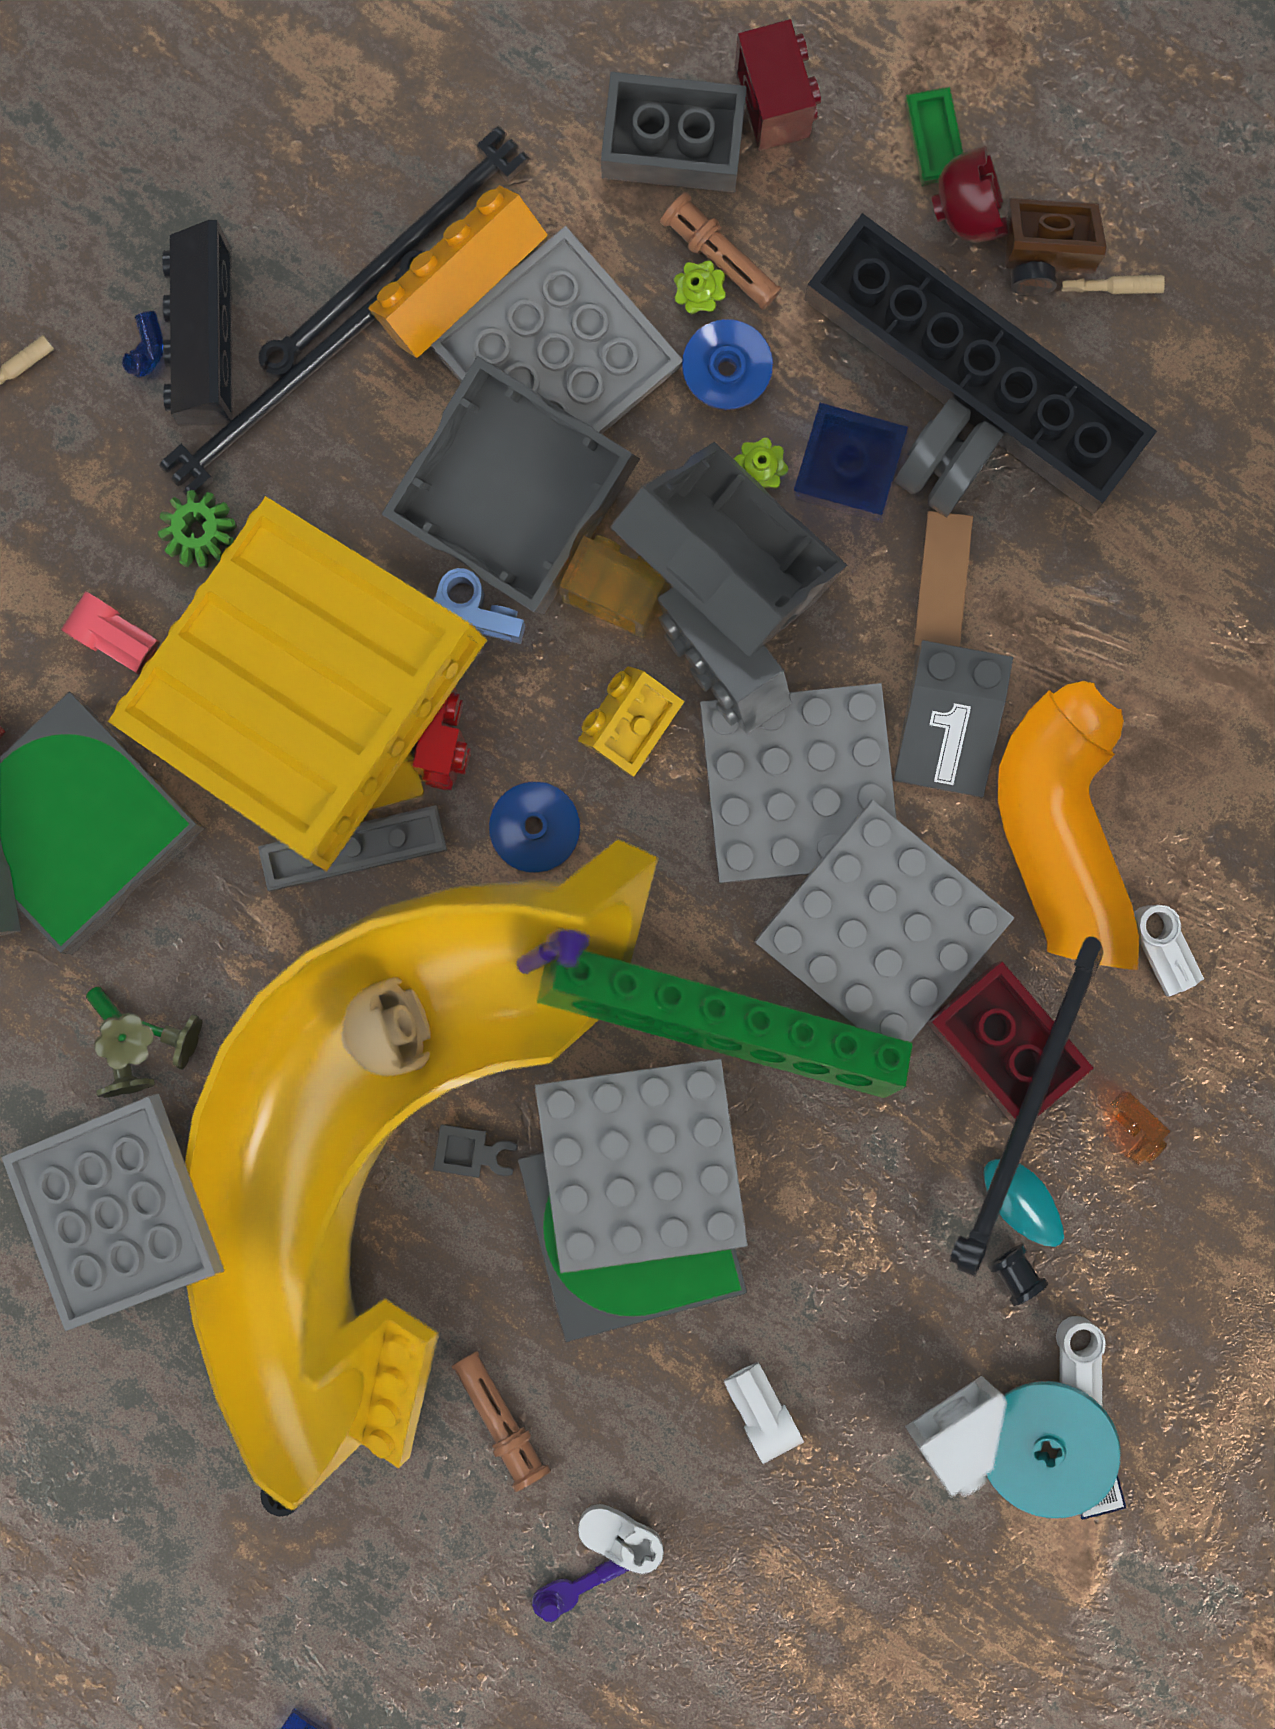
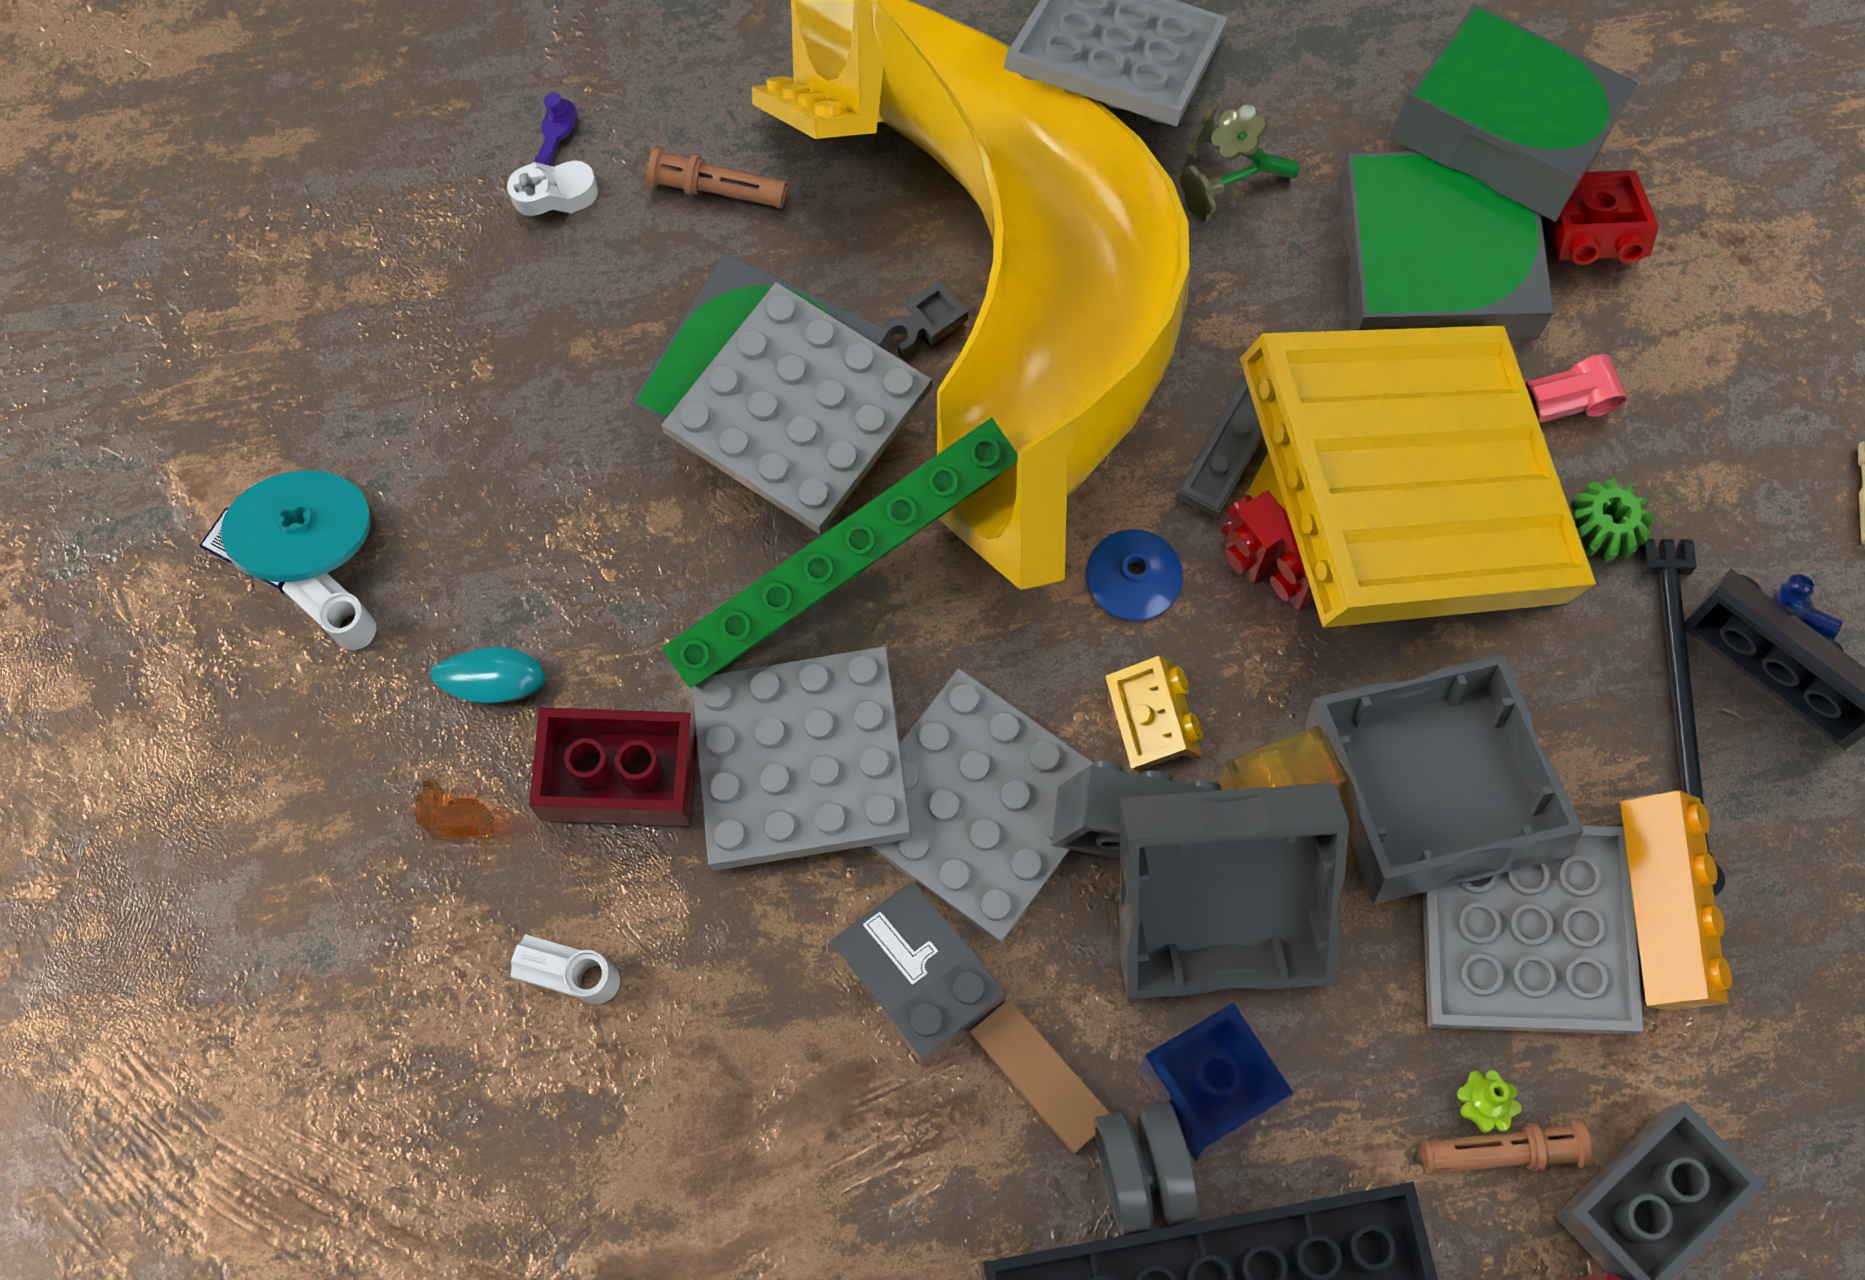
camera: 135 degrees right, 15 degrees down
(386, 1029) = (1073, 299): tan cylinder -> none
(494, 162) = (1752, 1030): black hinge -> none
(496, 623) = (1353, 666): light blue plate -> none
(562, 942) = (1011, 439): dark purple piece -> none
(732, 343) = (1415, 1042): blue dish -> none
(763, 462) = (1280, 1012): lime plant -> none
(766, 1421) = (524, 351): white piece -> none
(961, 1436) = (374, 446): white slope -> none
(970, 1252) = (490, 580): black hinge -> none
(1018, 1275) = (441, 621): black bush -> none
(1056, 827) = (751, 965): light orange animal -> none

